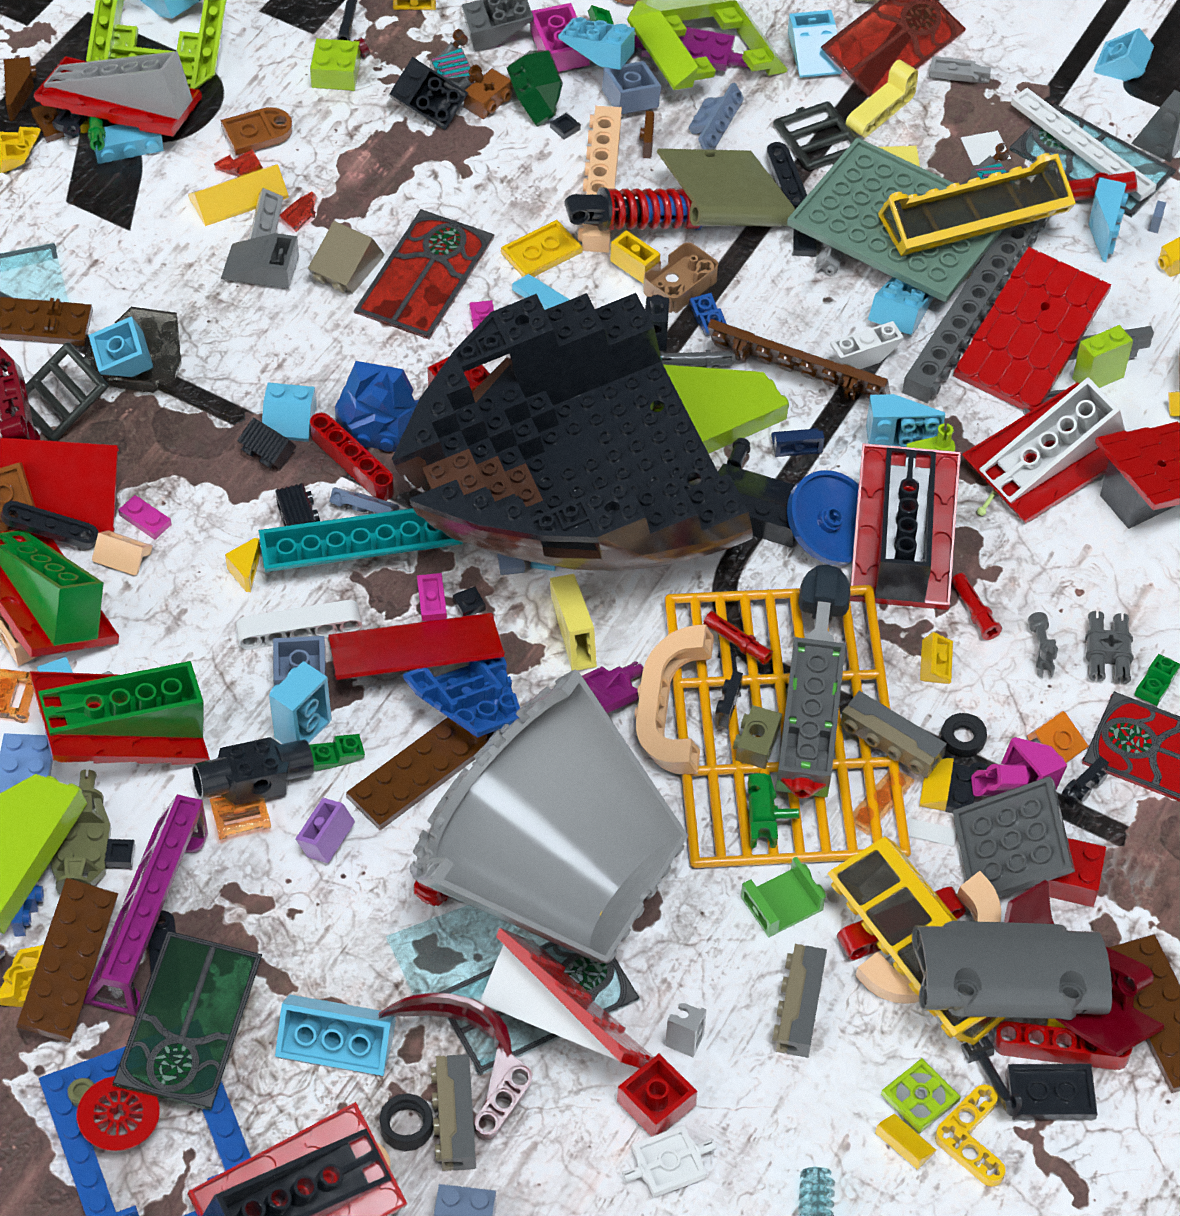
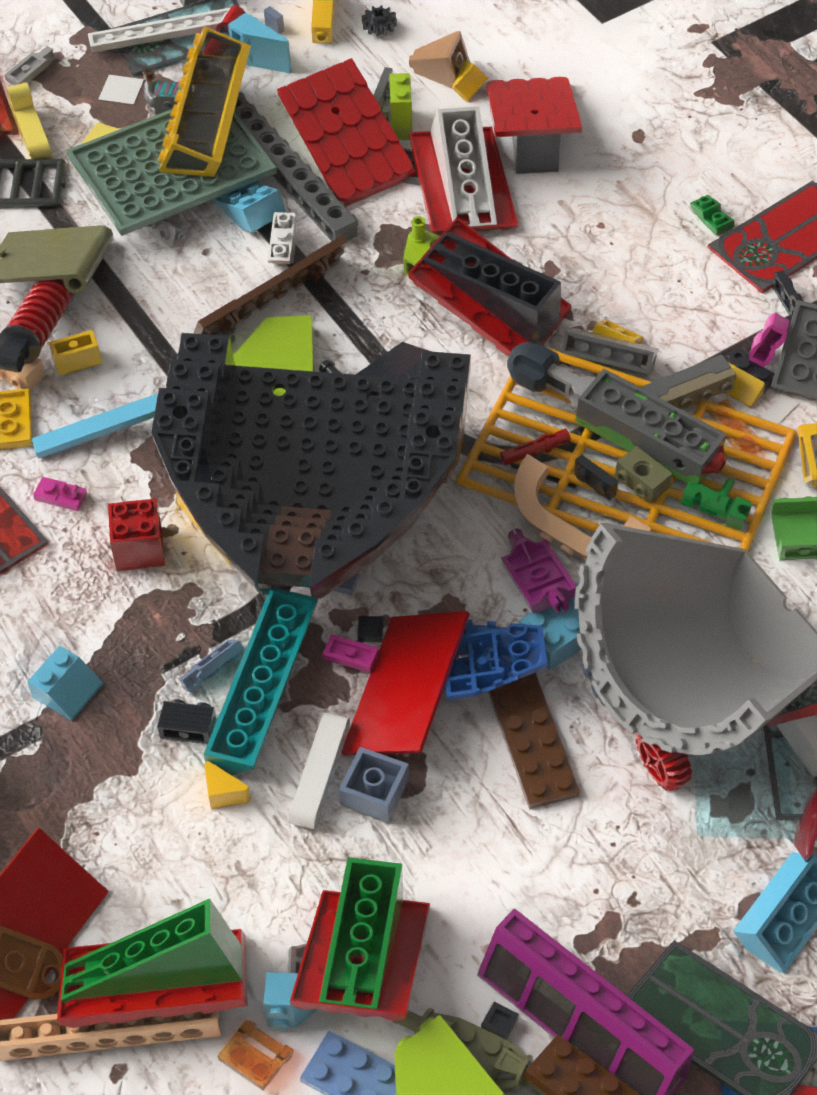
camera: 60 degrees left, 0 degrees up
(49, 524) = (74, 937): black plate -> none
(120, 552) = (139, 890): light nougat panel -> none
(144, 517) = (107, 854): dark pink plate -> none
(226, 811) = (500, 894): clear orange plate -> none
(253, 770) = (473, 866): black brick -> none
(266, 443) = (92, 715): black brick -> none
(300, 705) = (432, 795): medium azure brick -> none
(325, 830) = (569, 833): medium lavender brick -> none
(340, 752) = (478, 797): green slope -> none
(352, 456) = (139, 650): red beam -> none
(376, 405) = (127, 603): blue wedge -> none
(574, 622) = (444, 555): light yellow slope -> none
(658, 312) = (153, 365): black torso -> none
(695, 273) = (119, 323): medium nougat axle -> none
(704, 310) = (165, 334): blue slope -> none
(785, 172) = (54, 218): black plate -> none
(797, 442) = (344, 331): dark blue panel -> none
(803, 244) = (136, 240): black tile -> none
(824, 516) = (441, 331): blue dish -> none
(900, 420) = (378, 253): medium azure slope -> none
(903, 655) = (609, 350): none -> dark grey piece
(968, 721) = (699, 338): black tyre -> none
(980, 614) = (593, 289): red pin -> none
(1038, 758) = (762, 307): dark pink slope -> none
(1047, 648) = (658, 263): dark grey bar -> none
(1061, 735) = (733, 292): orange piece -> none
(1109, 647) = (668, 227): dark grey pin -> none

